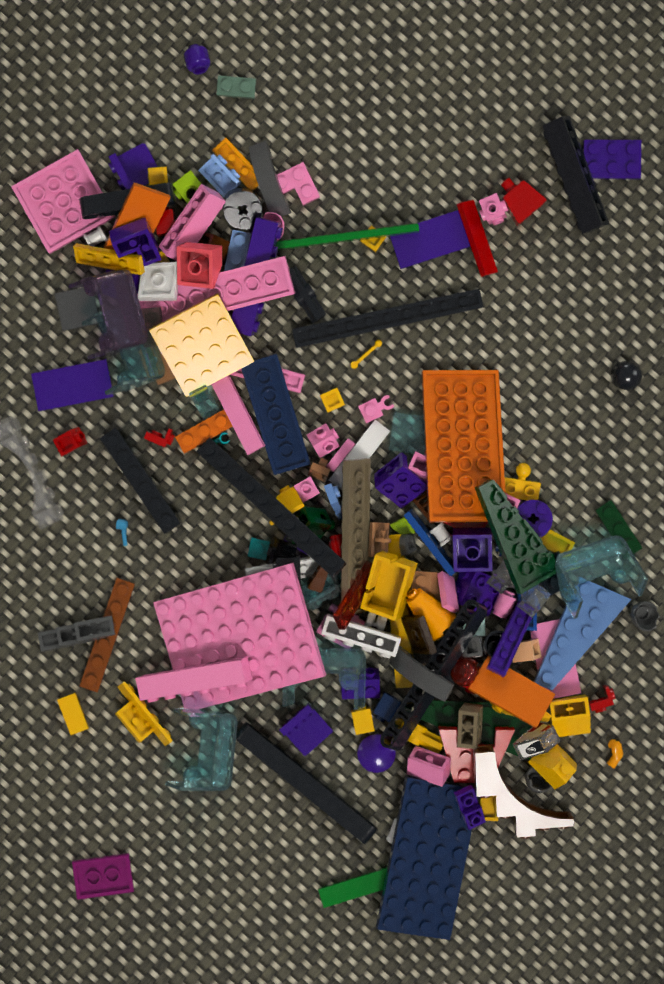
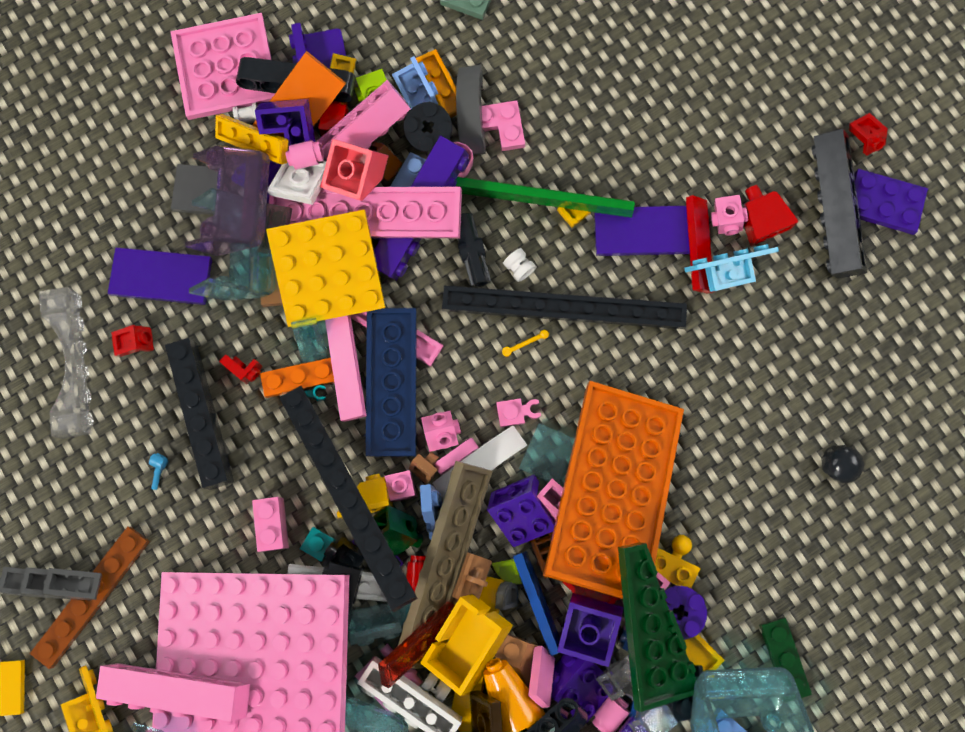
camera: 20 degrees right, 10 degrees down
(158, 263) = (304, 154): none -> bright pink brick
(221, 545) = (270, 524): none -> bright pink brick
(317, 580) = (375, 609): reddish brown slope -> none
(332, 400) = (467, 385): yellow plate -> none
(341, 292) = (519, 265): none -> white wheel
(441, 534) = (554, 596): white bush -> none
(506, 253) = (731, 271): none -> medium azure bracket
(585, 107) = (869, 132): none -> red bracket

